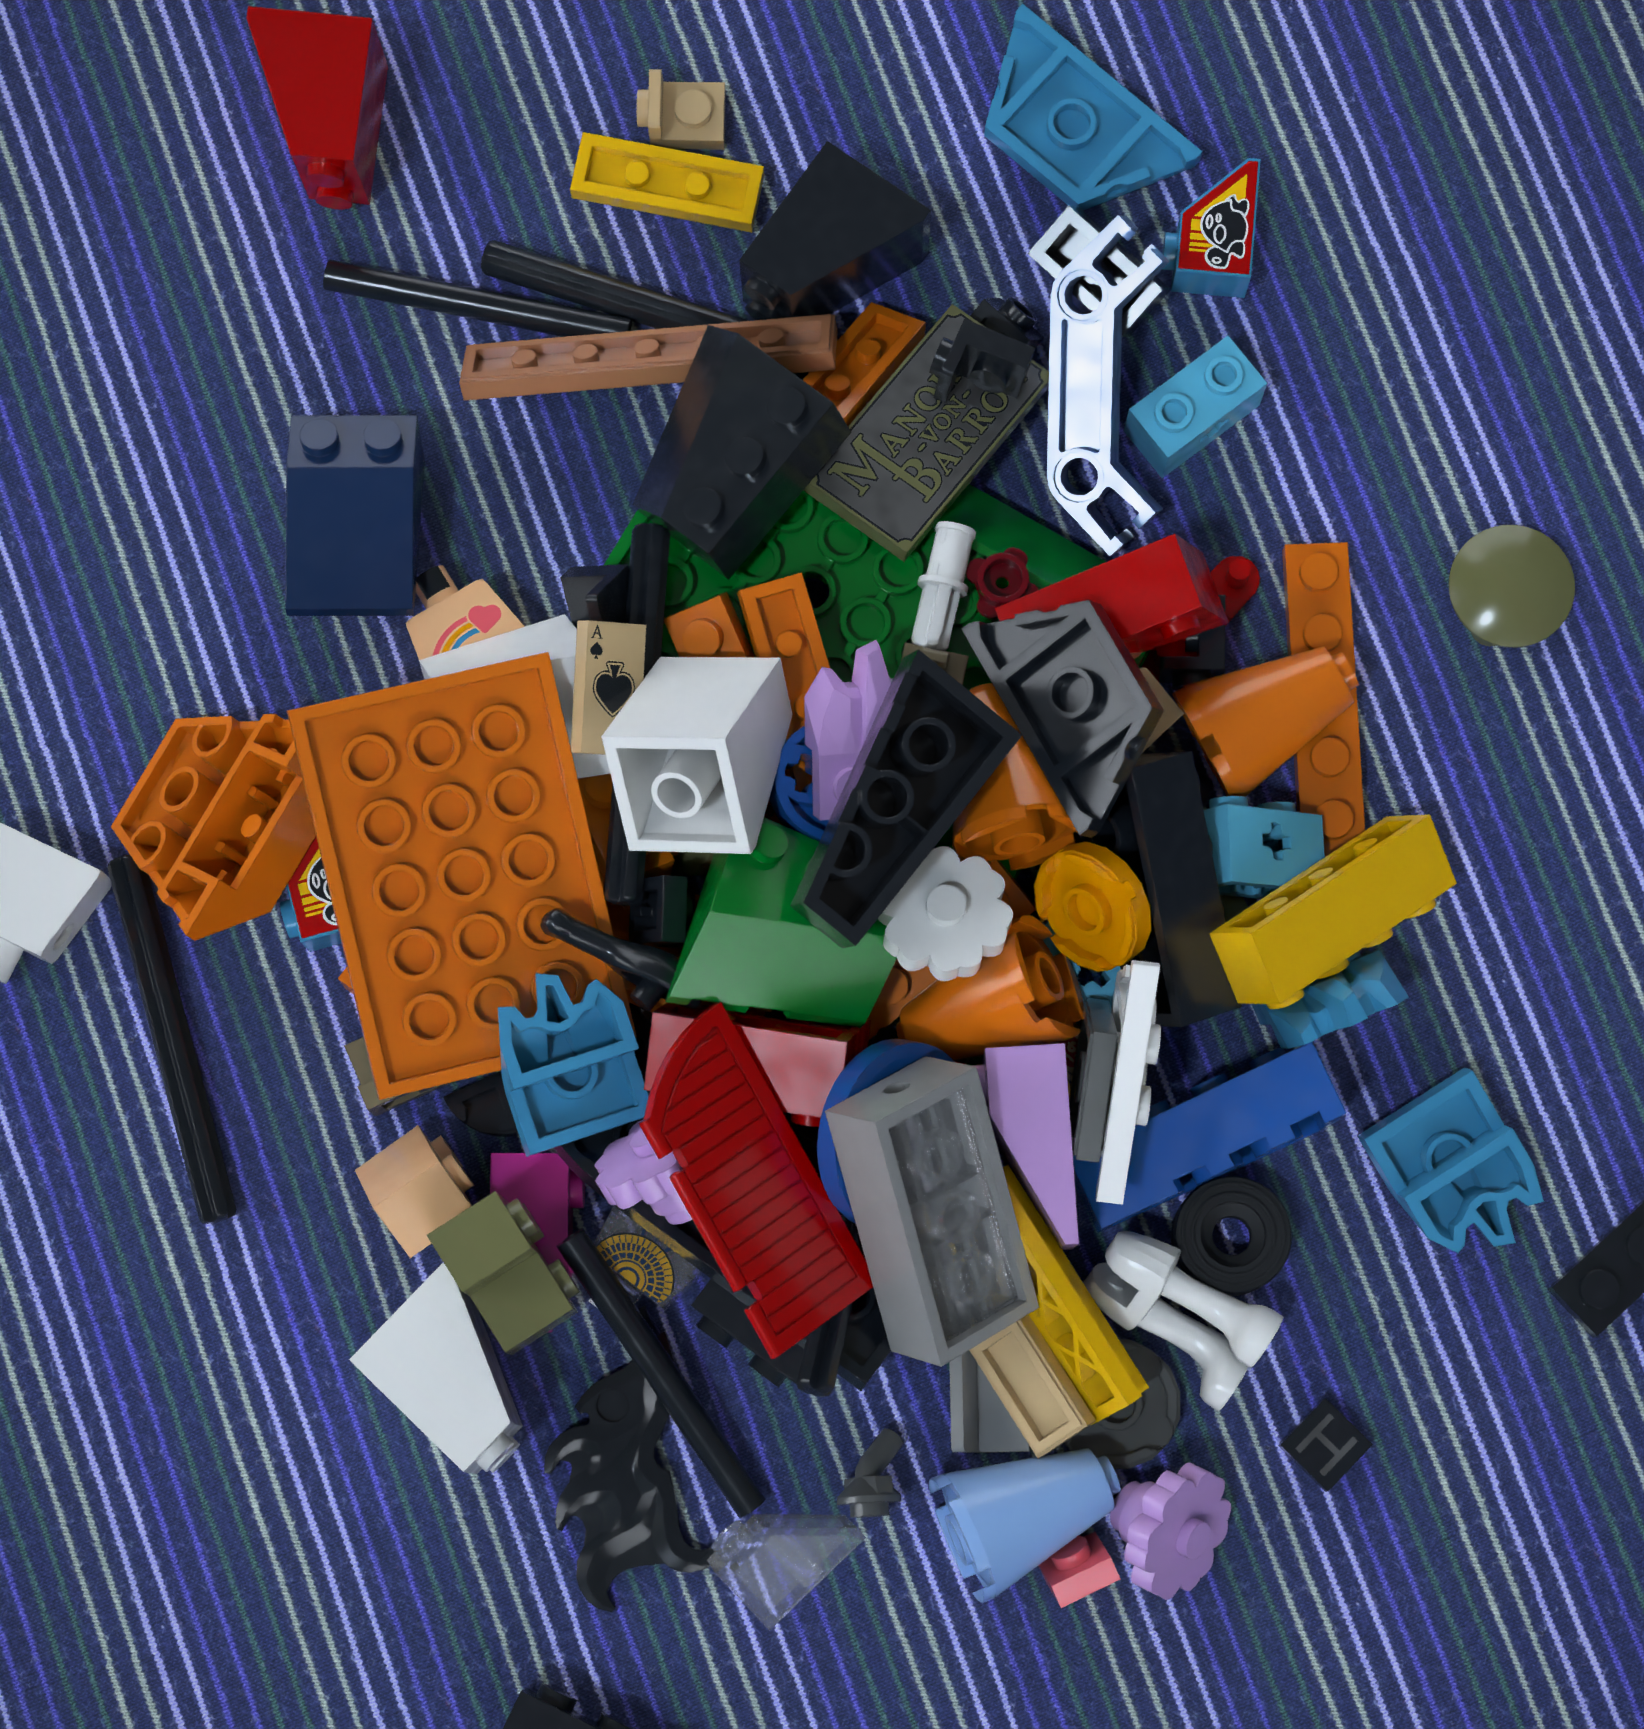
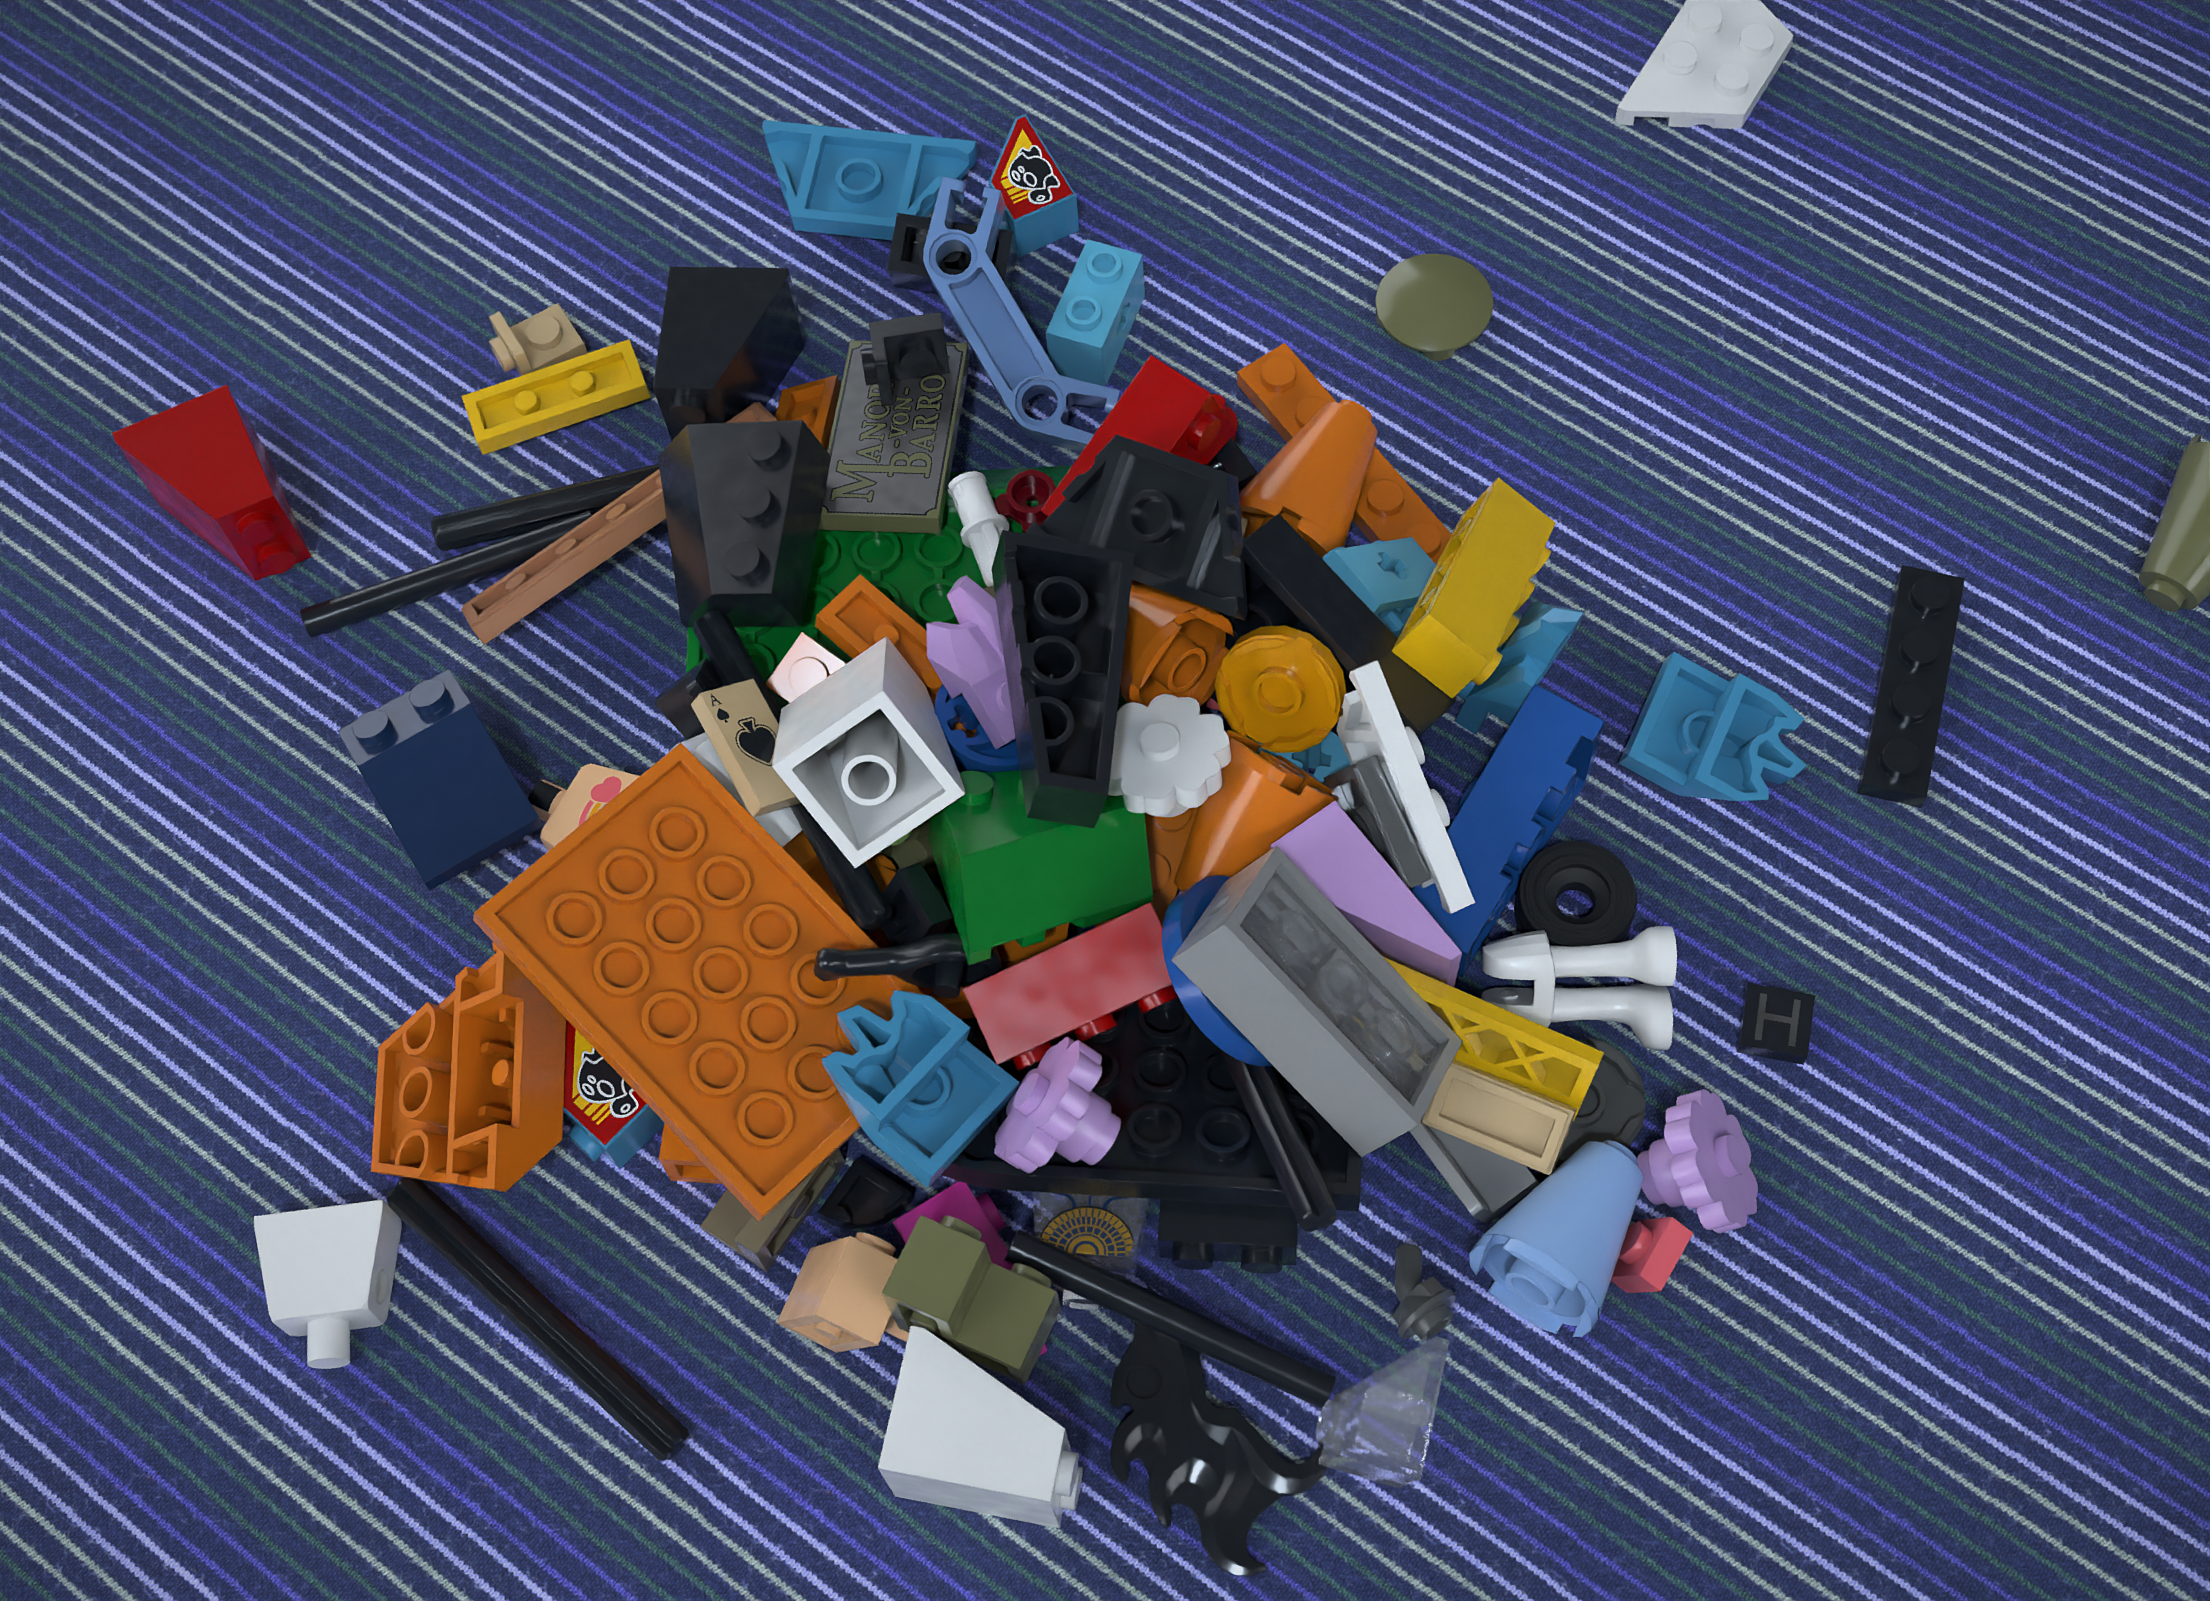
camera: 30 degrees left, 15 degrees down
(751, 1185) = (1148, 1069): red piece -> none

